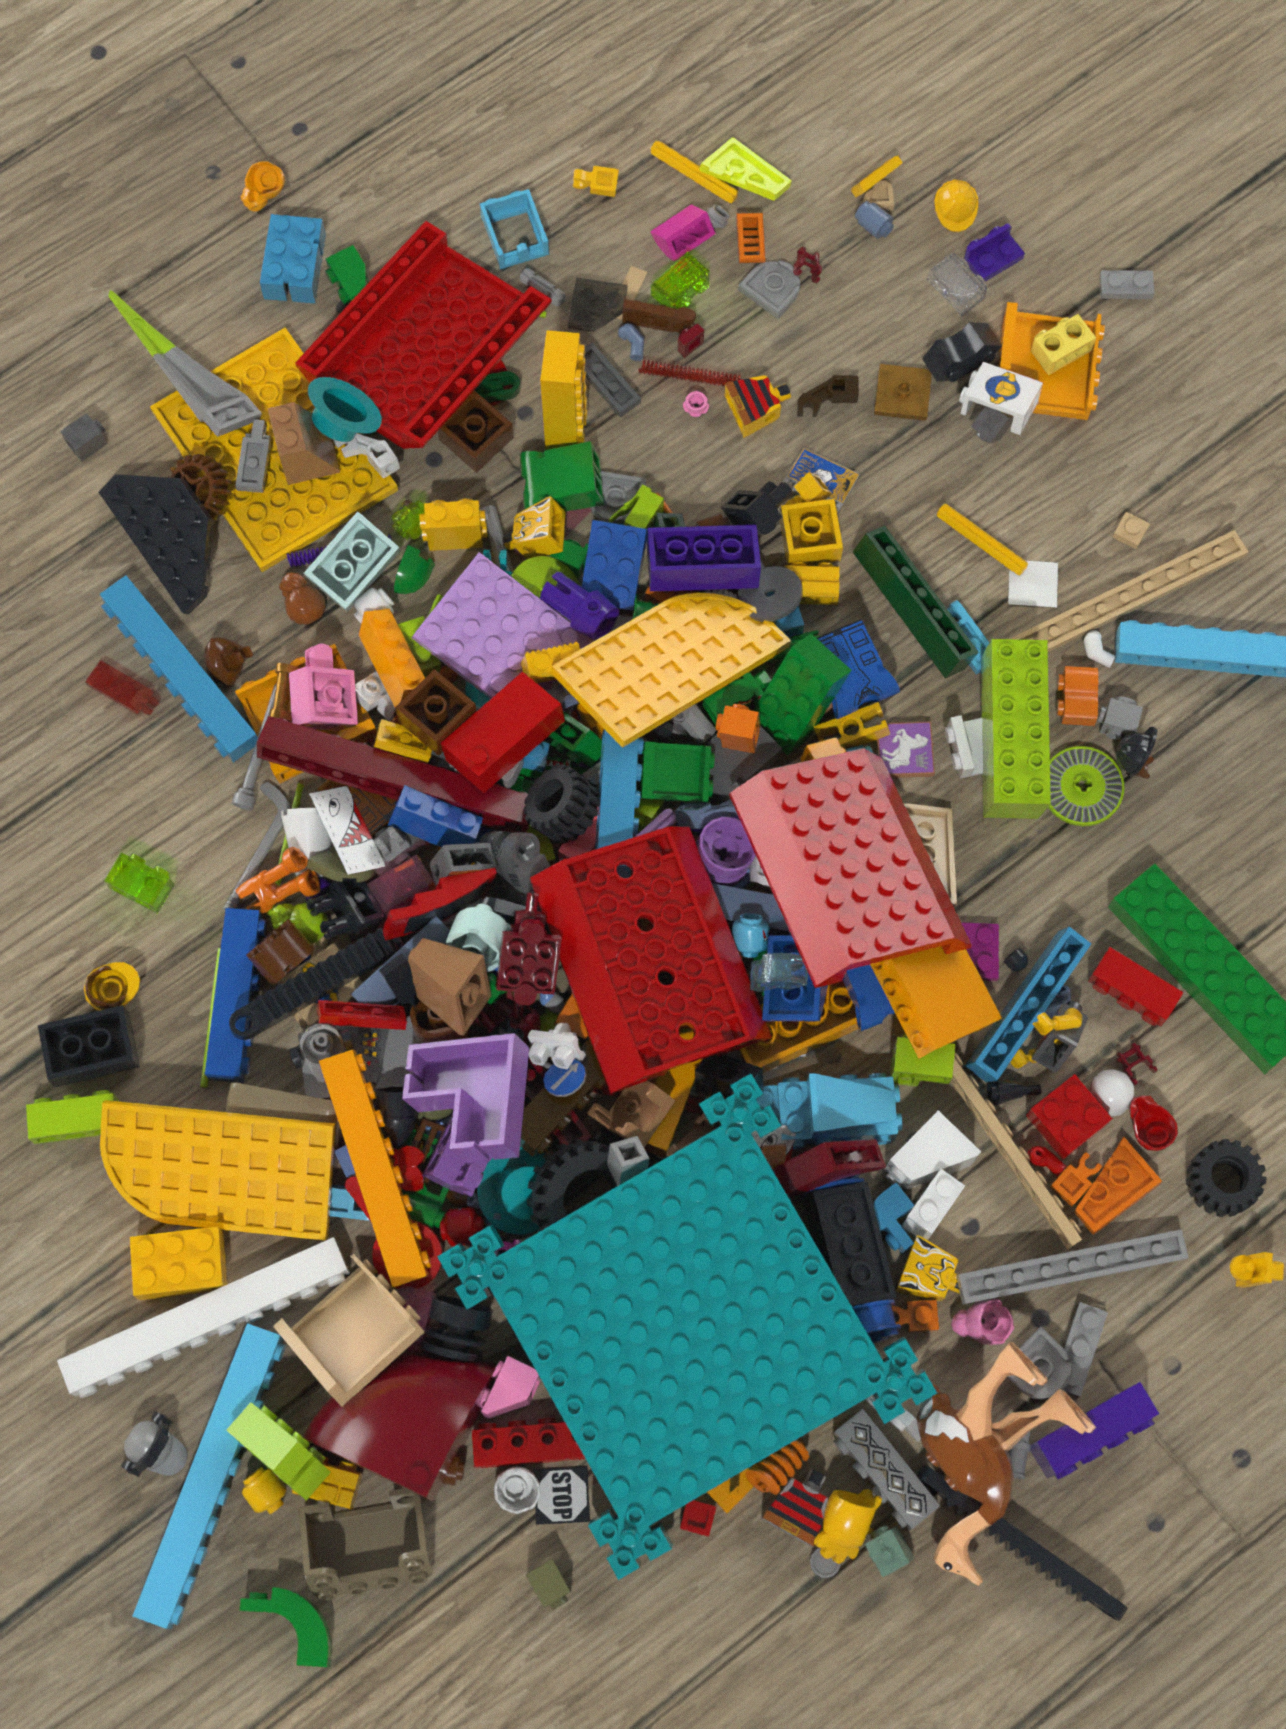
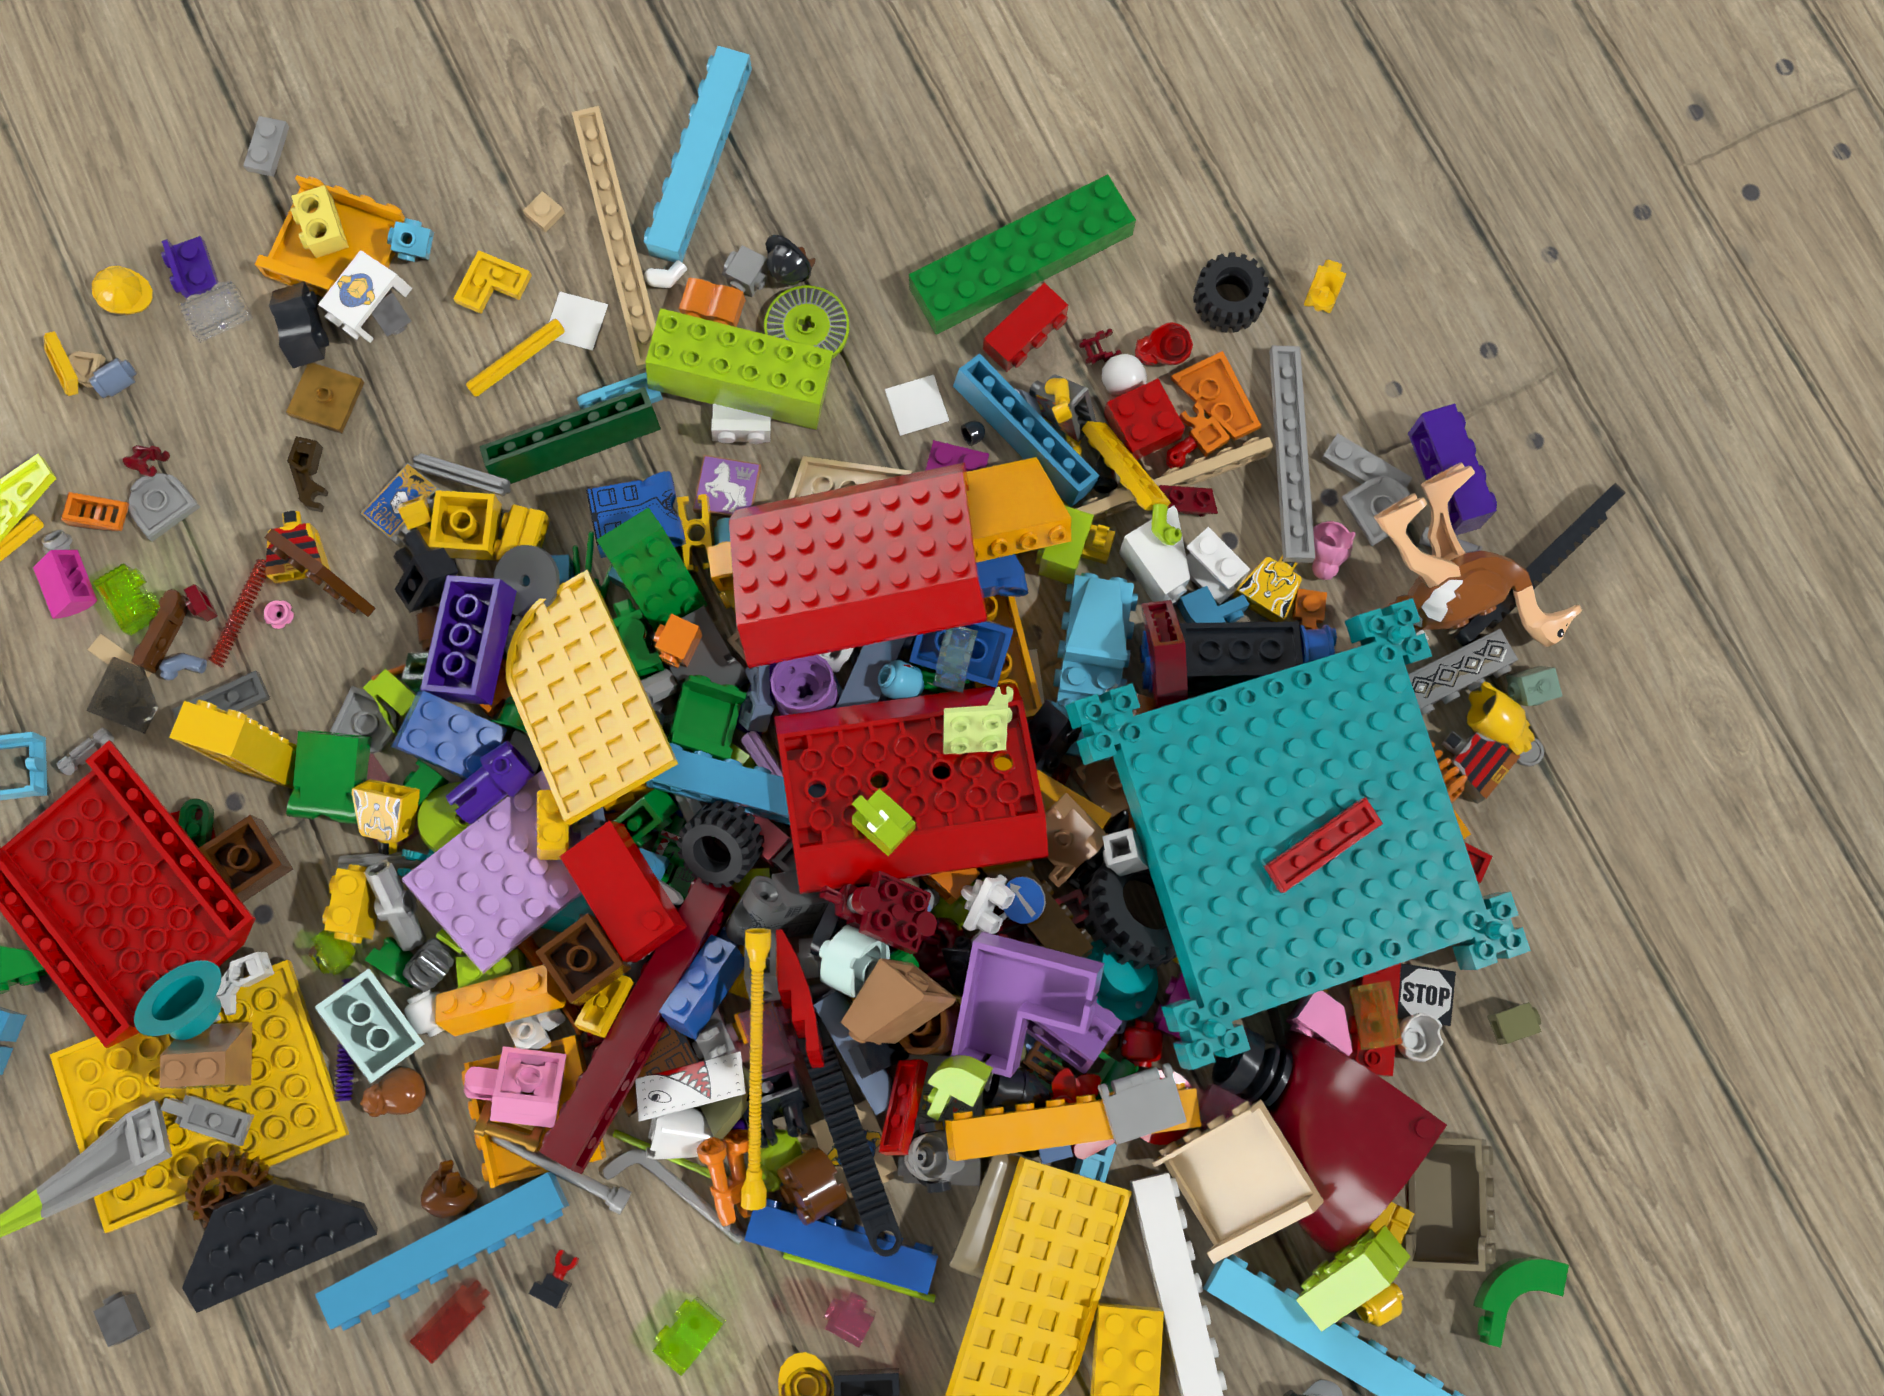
camera: 80 degrees left, 5 degrees up
(161, 763) = (554, 1287): none -> black piece
(173, 1011) = (849, 1318): none -> clear pink brick
(392, 1053) = (957, 1077): none -> brick
(401, 1225) = (1142, 1104): none -> light grey piece
(413, 597) = (429, 964): none -> dark grey gear
(457, 556) = (395, 905): none -> light grey piece
(472, 847) = (757, 947): none -> yellow hose
(525, 1435) = (1375, 1015): none -> clear yellow hinge
(604, 928) = (882, 821): none -> lime piece
(670, 1341) = (1323, 845): none -> red tile
(710, 998) = (978, 726): none -> yellowish green plate
(731, 421) = (318, 573): none -> reddish brown plate
(856, 519) = (462, 474): none -> axle
(933, 1098) = (1098, 543): none -> yellow piece
(953, 1141) = (1161, 529): none -> lime arm
(996, 1172) = (1191, 499): none -> dark red hinge
(1013, 1103) = (1124, 464): none -> yellow plate
(1032, 903) = (916, 405): none -> white sticker
(1053, 495) = (490, 274): none -> yellow plate
(1067, 424) = (421, 240): none -> medium azure brick

